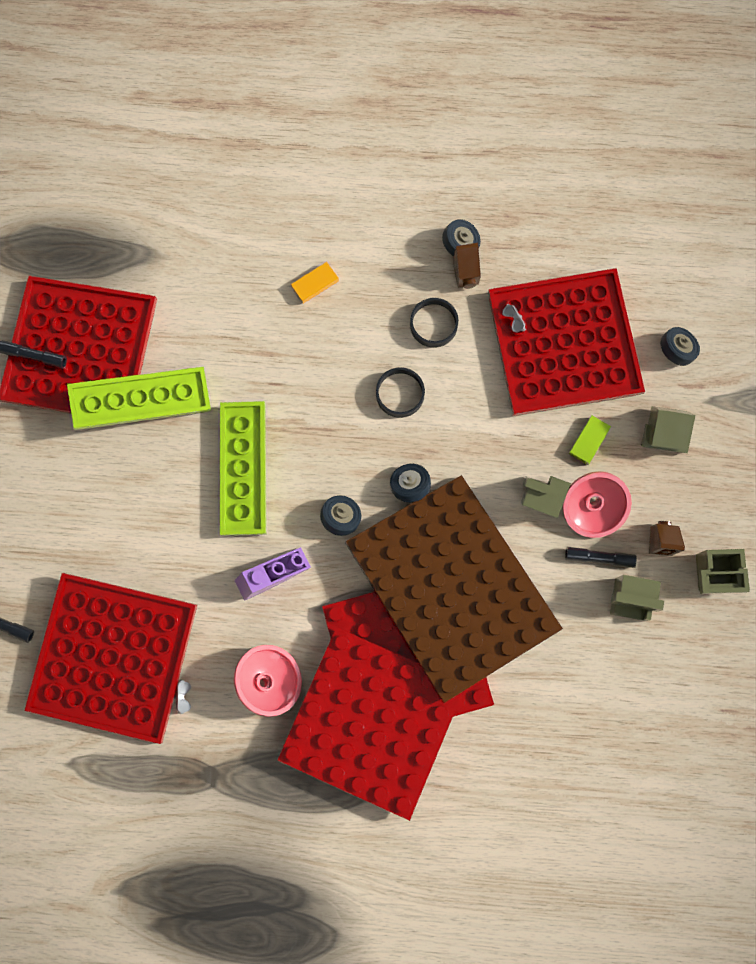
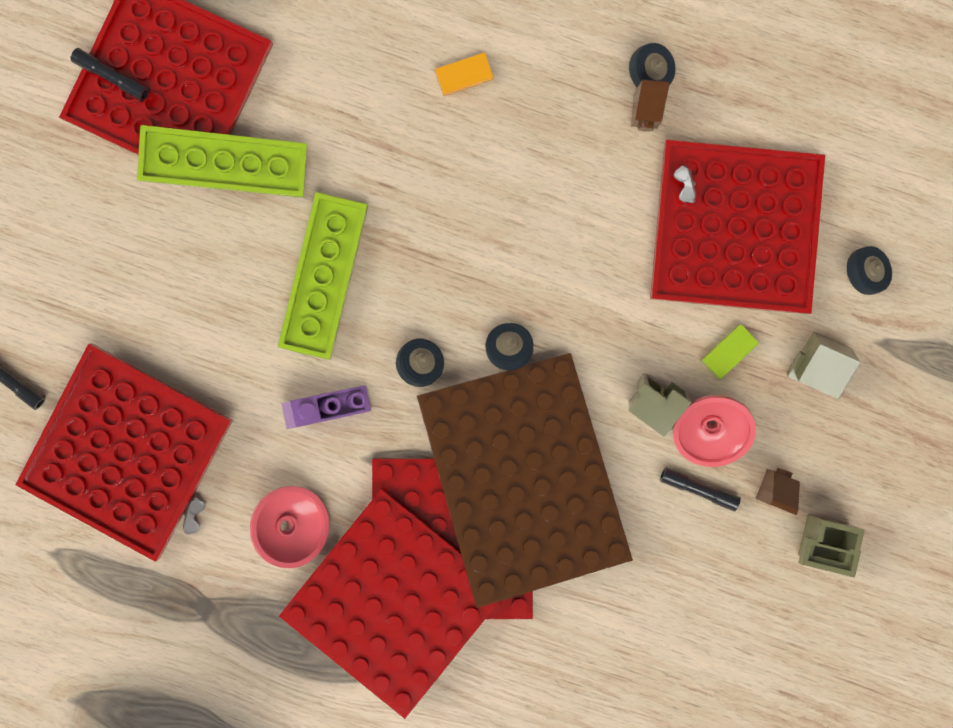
camera: 15 degrees right, 10 degrees up
(400, 370) = (532, 209): black tyre -> none
(434, 301) = (596, 135): black tyre -> none
(635, 597) = (725, 547): olive plate -> none

